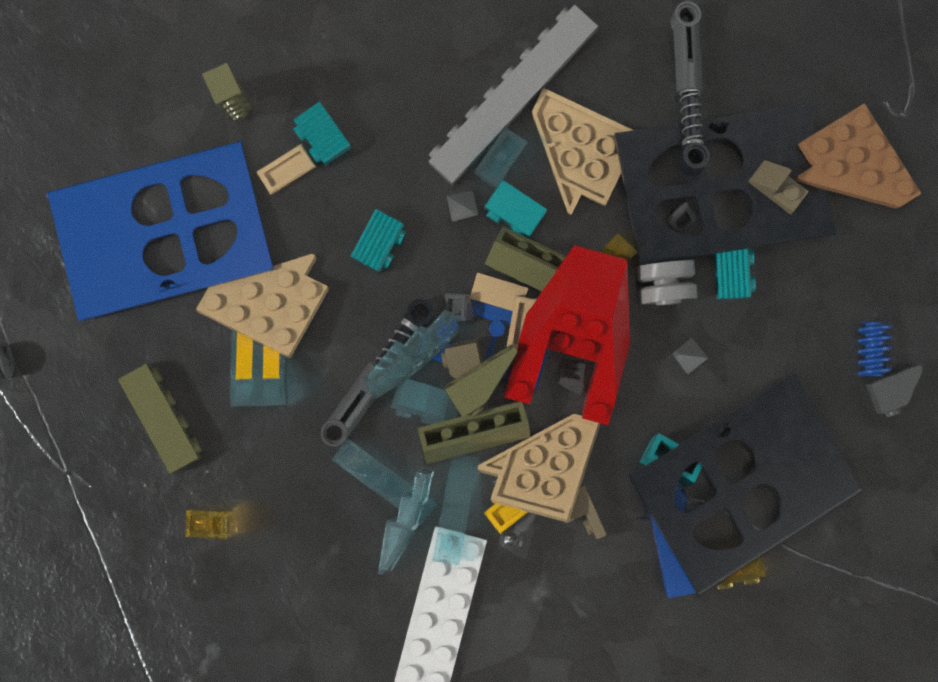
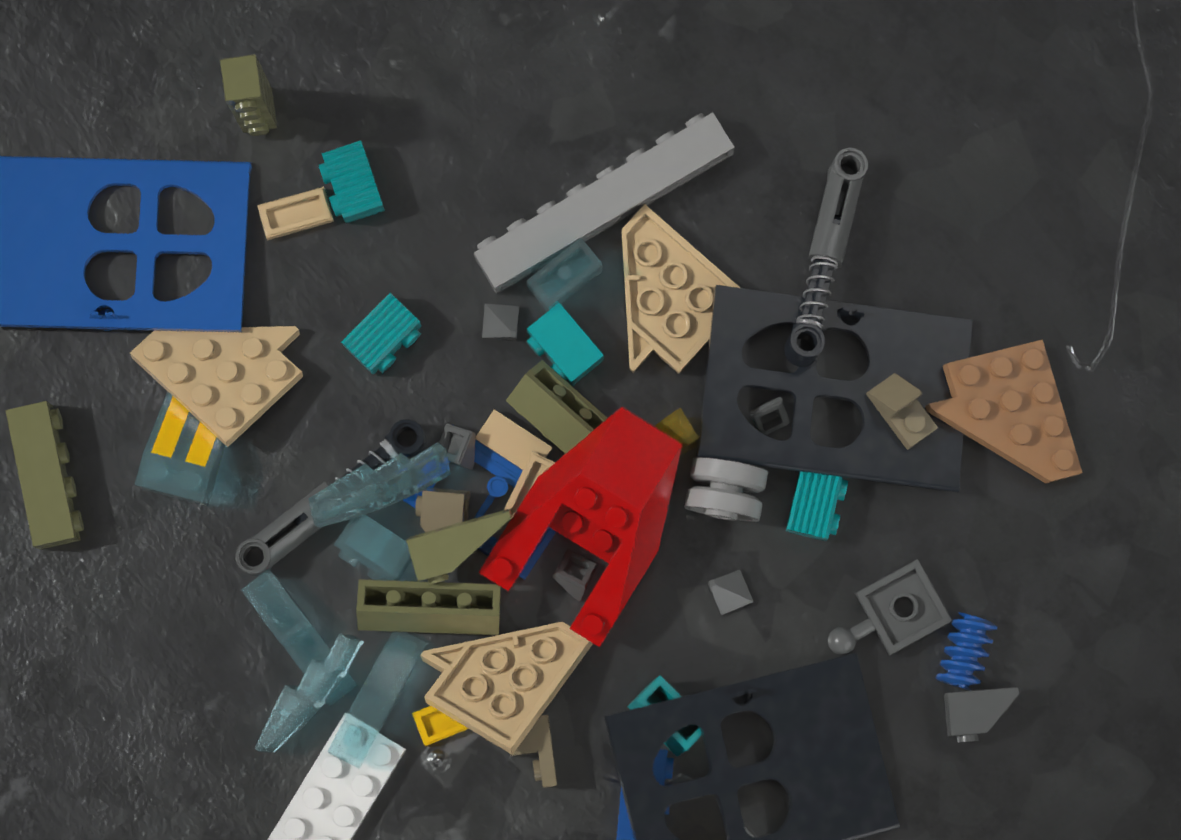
camera: 20 degrees right, 5 degrees down
(207, 524) = (61, 624): clear yellow slope -> none
(800, 332) = (892, 629): none -> dark grey plate

